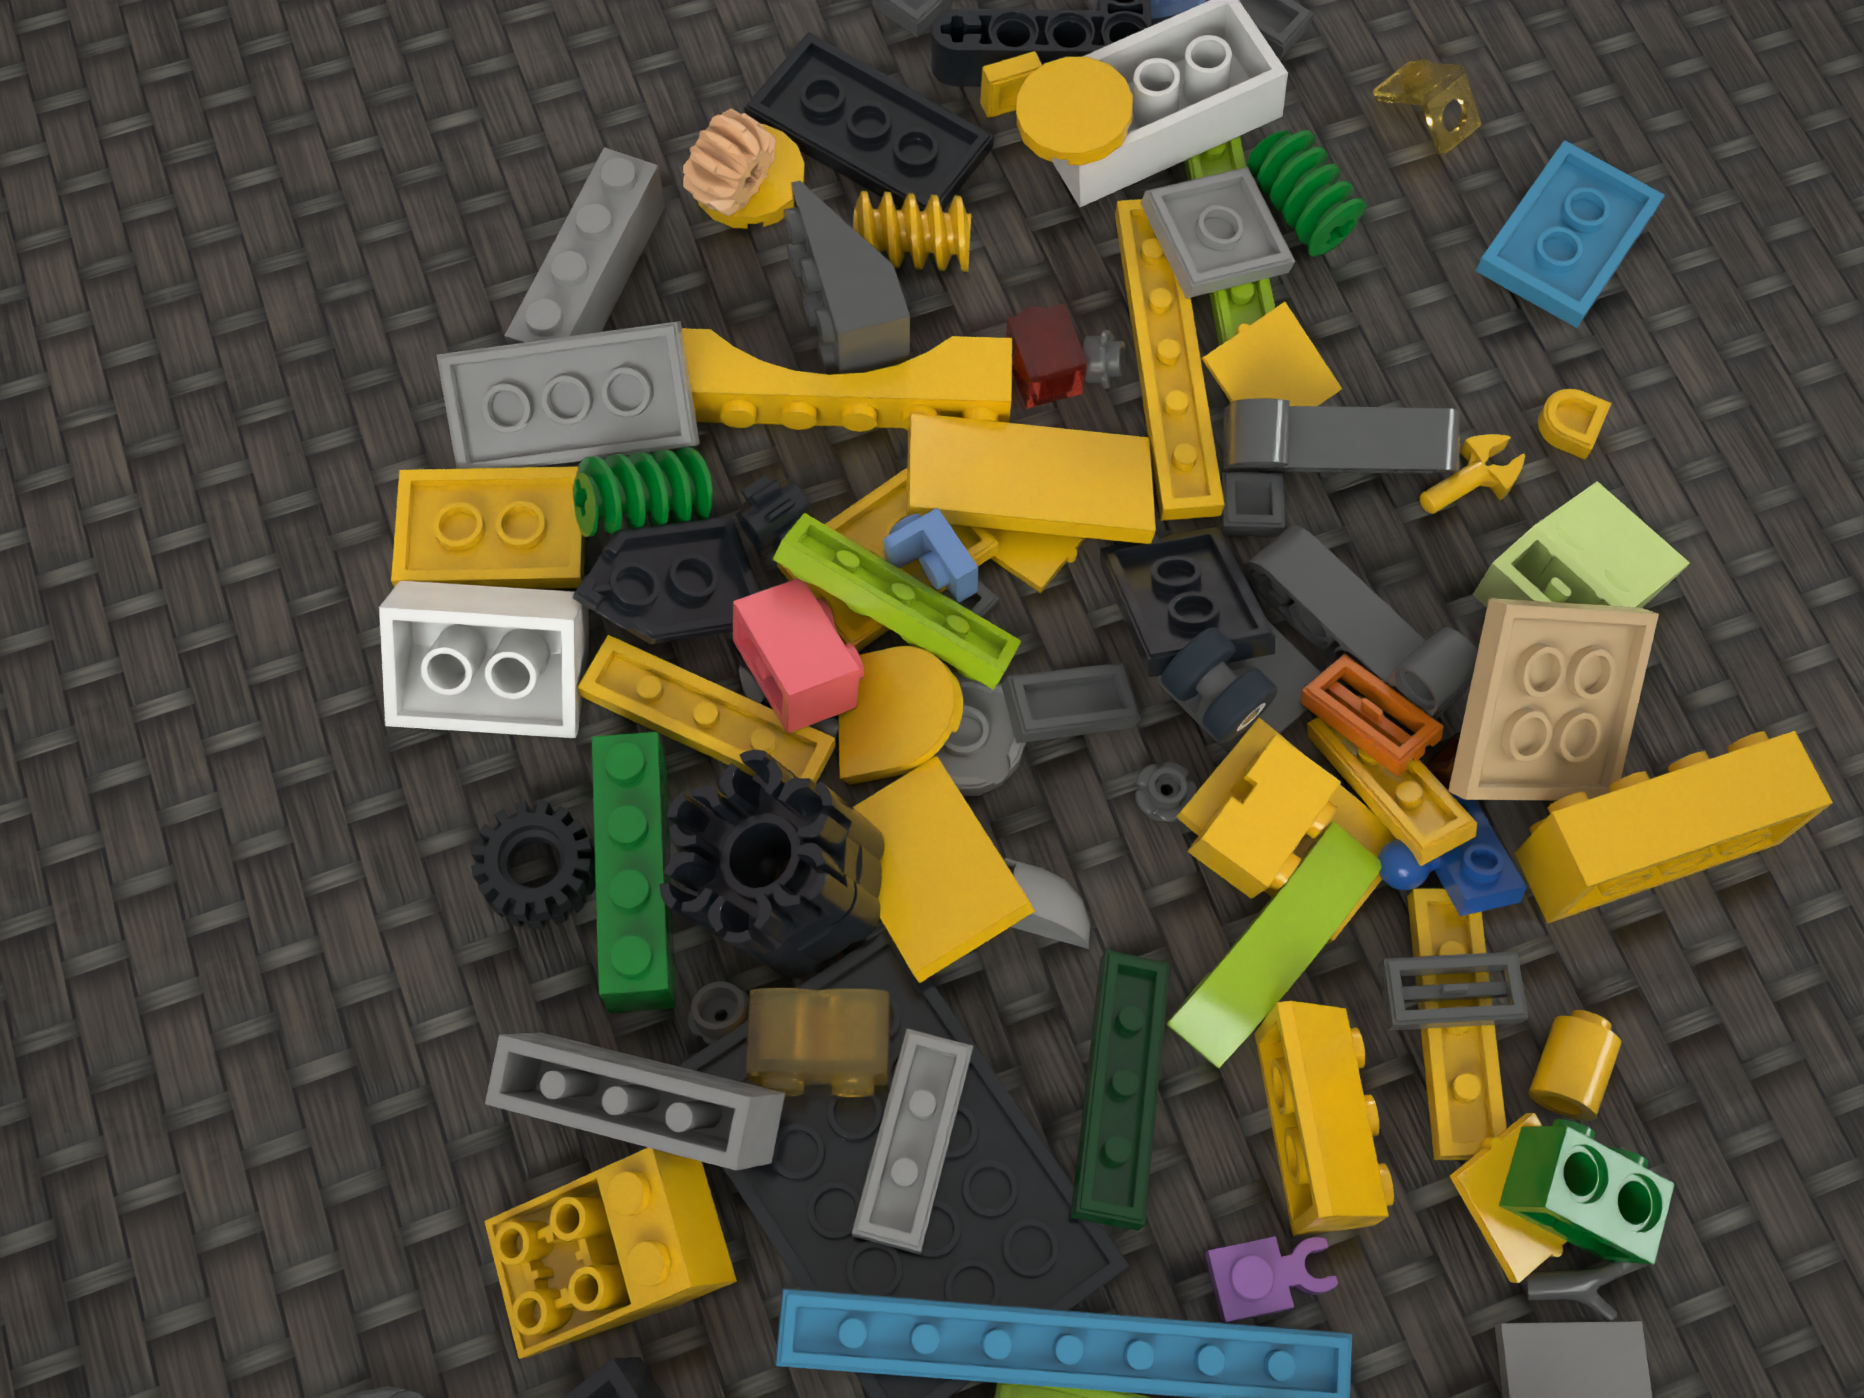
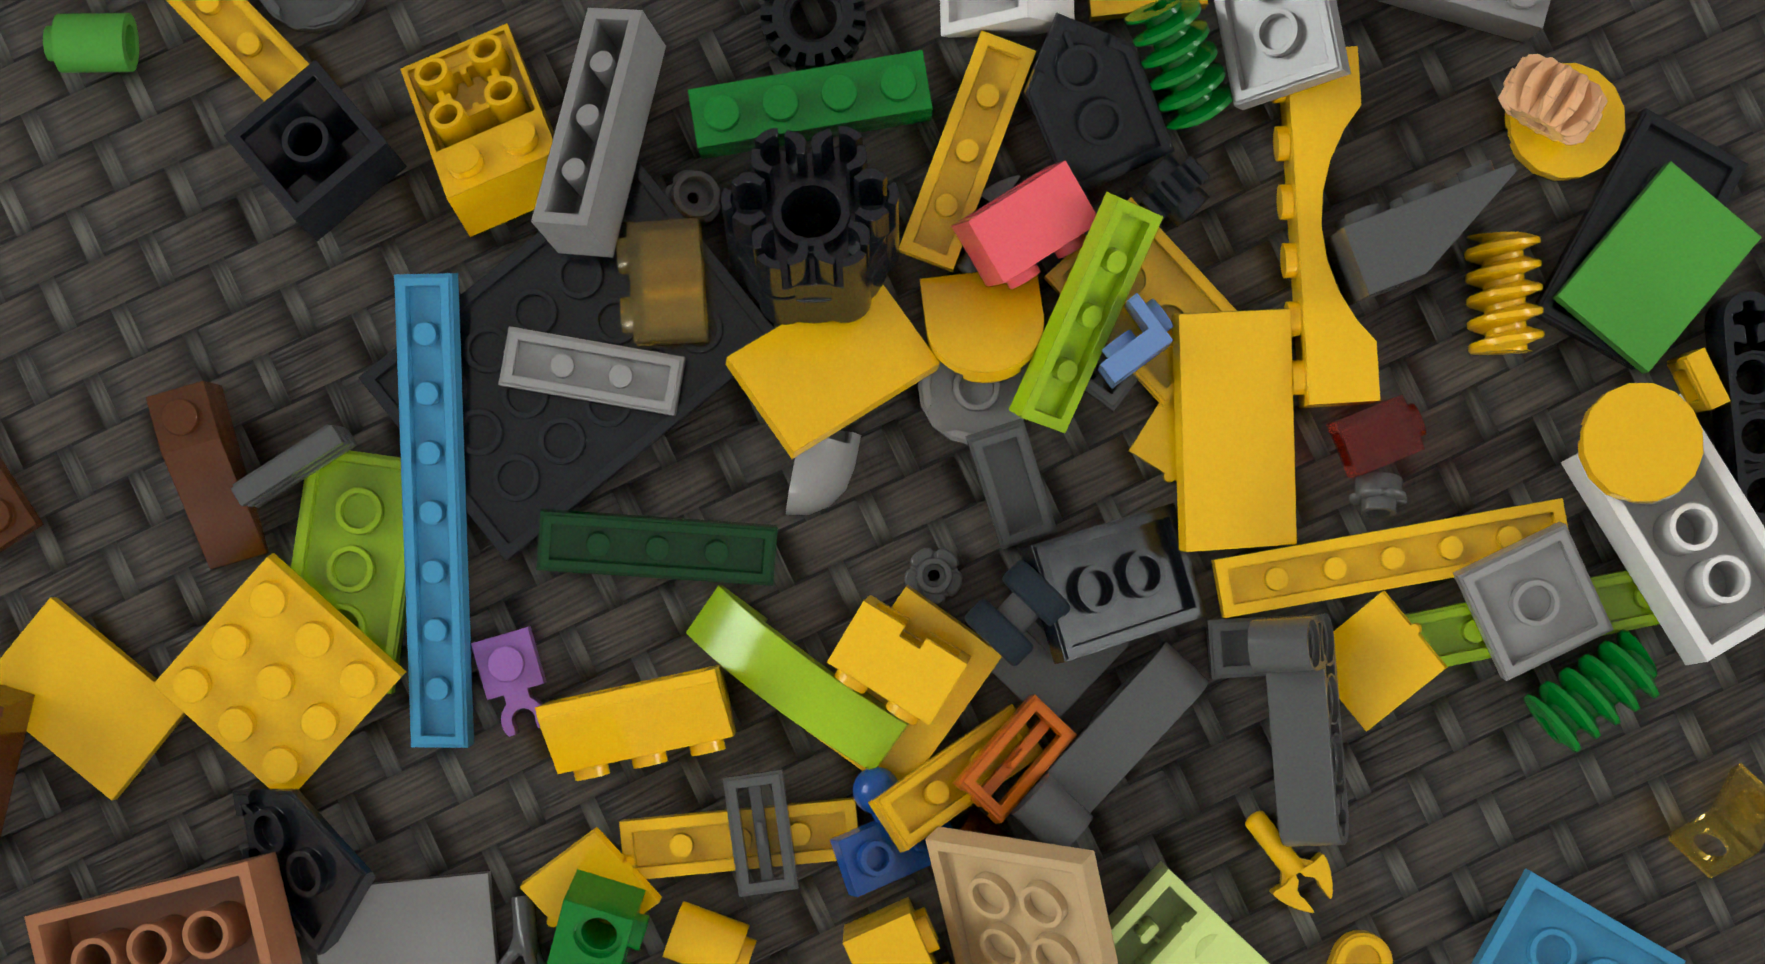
camera: 85 degrees right, 20 degrees up
(900, 106) = (1657, 267): none -> bright green tile

